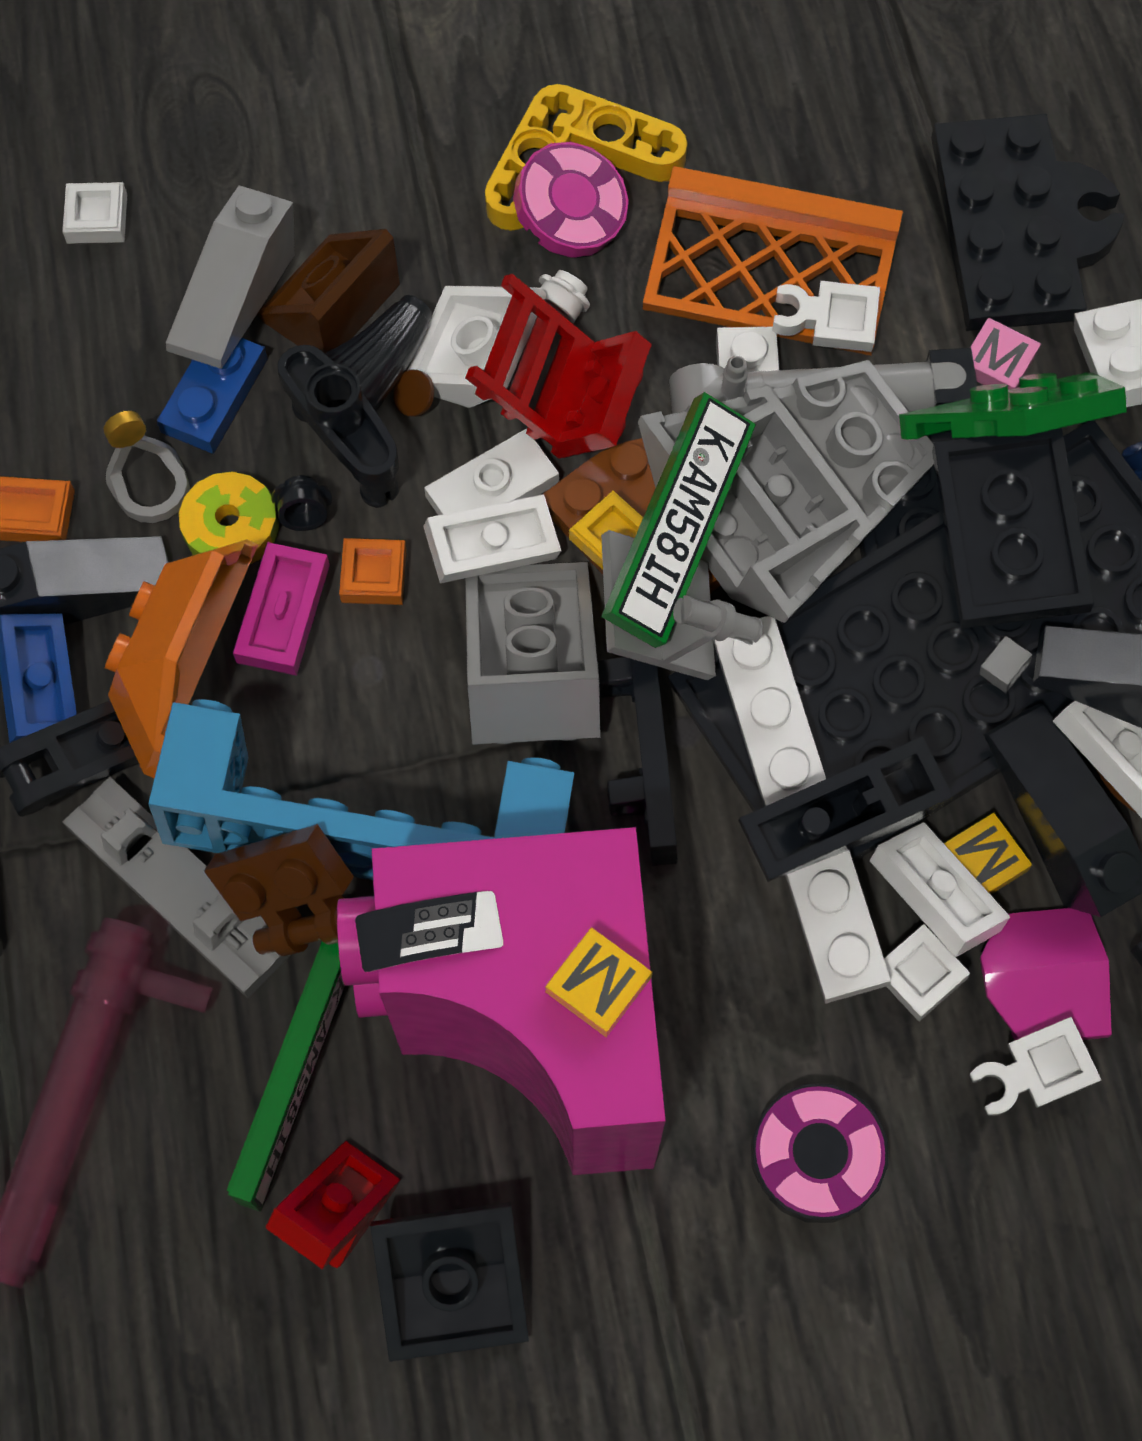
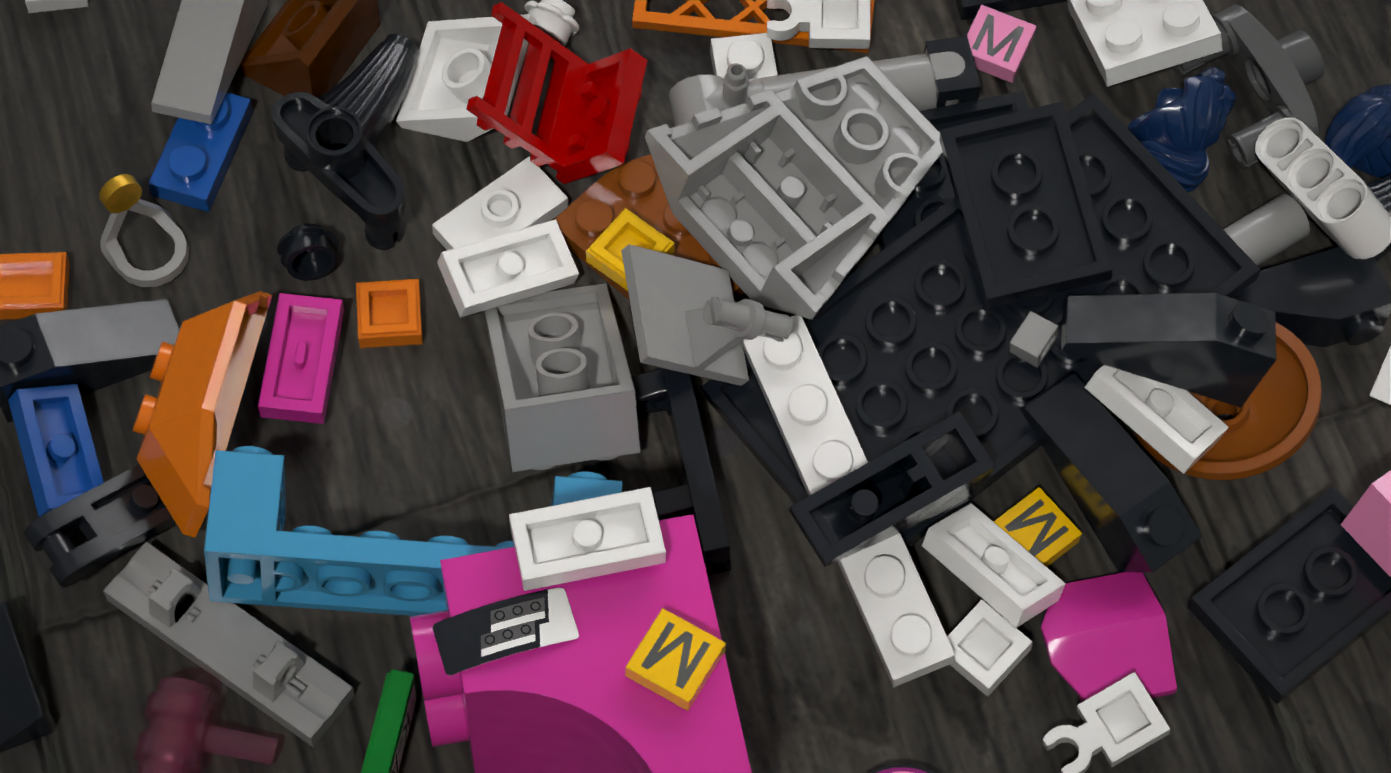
camera: 10 degrees left, 5 degrees down
(224, 496) = (229, 252): yellow piece -> none
(275, 878) = (339, 611): reddish brown plate -> none
(414, 393) = (409, 131): reddish brown piece -> none
(522, 844) = (587, 538): none -> white plate
(679, 520) = (697, 228): tile -> none
(1032, 408) = (1031, 88): green wing -> none

